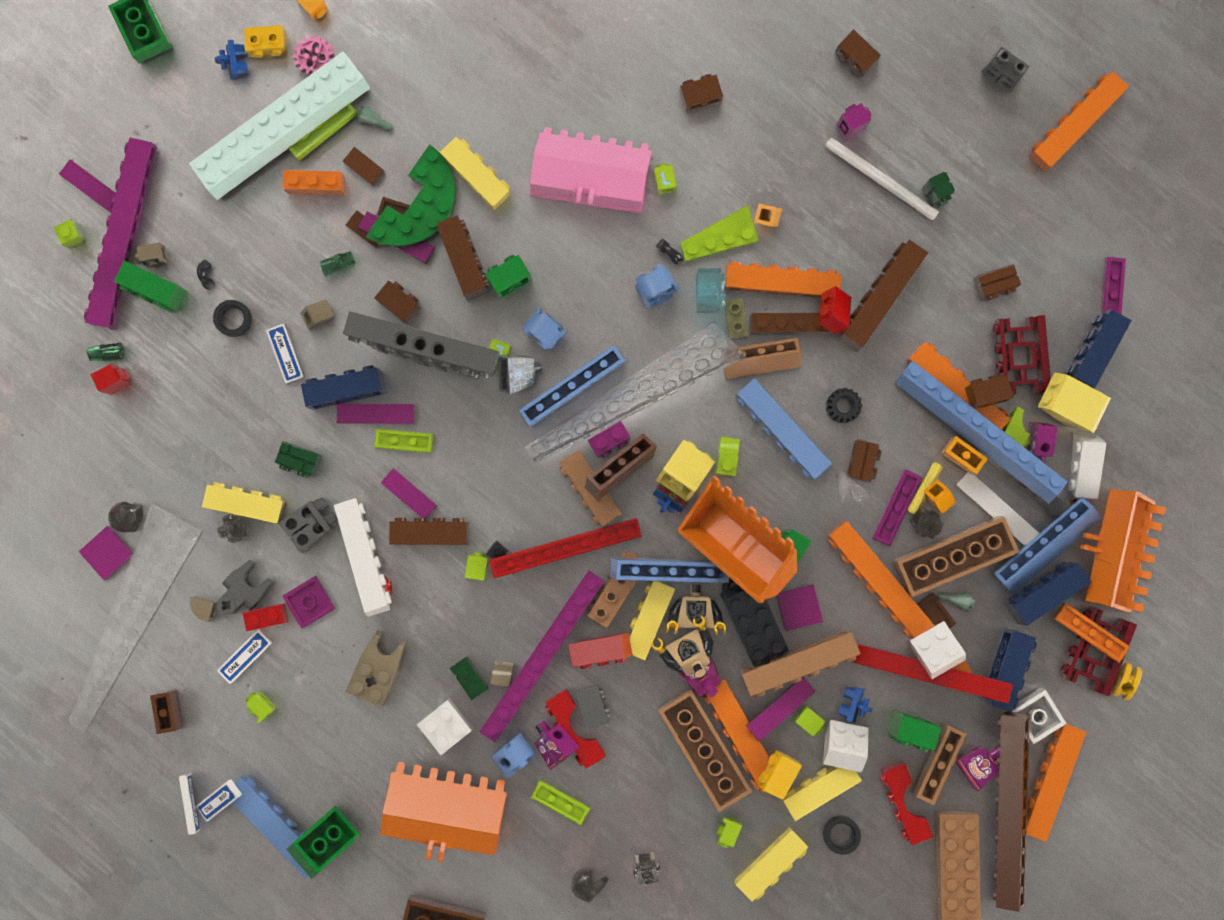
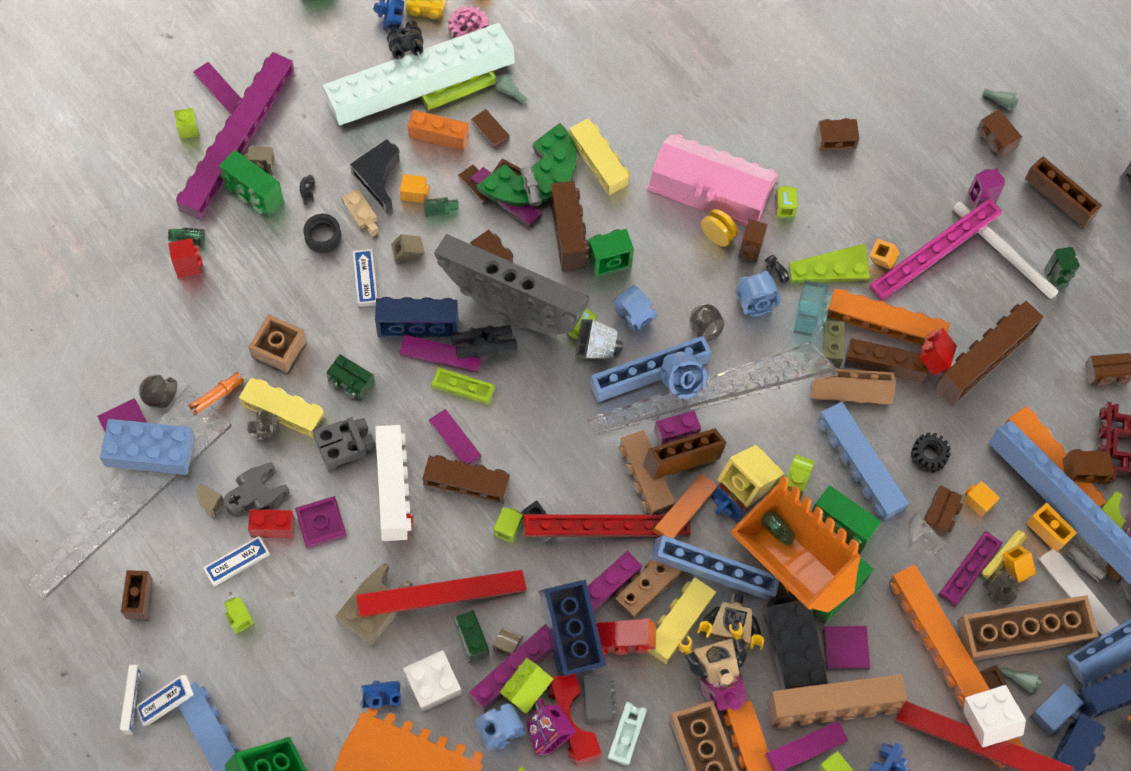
camera: 10 degrees right, 20 degrees down
(133, 575) = (147, 446): none -> medium blue brick
(180, 505) = (222, 388): none -> orange pin
(221, 443) = (277, 343): none -> medium nougat brick
(255, 92) = (405, 39): none -> black pin
(262, 285) = (361, 211): none -> tan plate
(263, 240) = (373, 169): none -> black arch
(307, 250) = (414, 188): none -> light orange brick
(402, 749) = (380, 694): none -> blue hips
(409, 403) = (484, 341): none -> black pin
(417, 226) = (531, 186): none -> light grey pin
(432, 648) = (440, 593): none -> red tile
(527, 715) = (526, 685): none -> lime brick
(555, 659) = (572, 628): none -> dark blue brick
(603, 391) = (683, 374): none -> medium blue brick
(606, 224) = (719, 227): none -> yellow head
(610, 323) = (702, 317): none -> clear smoke helmet
(624, 731) = (627, 734): none -> light aqua plate
(632, 514) = (686, 507): none -> orange tile
(641, 232) = (752, 240): none -> reddish brown brick
(719, 517) = (778, 528): none -> hinge
(777, 494) = (849, 516): none -> green brick
(816, 195) = (935, 249): none -> dark pink tile
(859, 13) = (1005, 99): none -> sand green cone
(896, 440) = (980, 498): none -> light orange brick
(928, 106) = (1063, 191): none -> reddish brown brick
(992, 622) = (1057, 710): none -> medium blue brick
(999, 478) = (1086, 563): none -> light grey pin

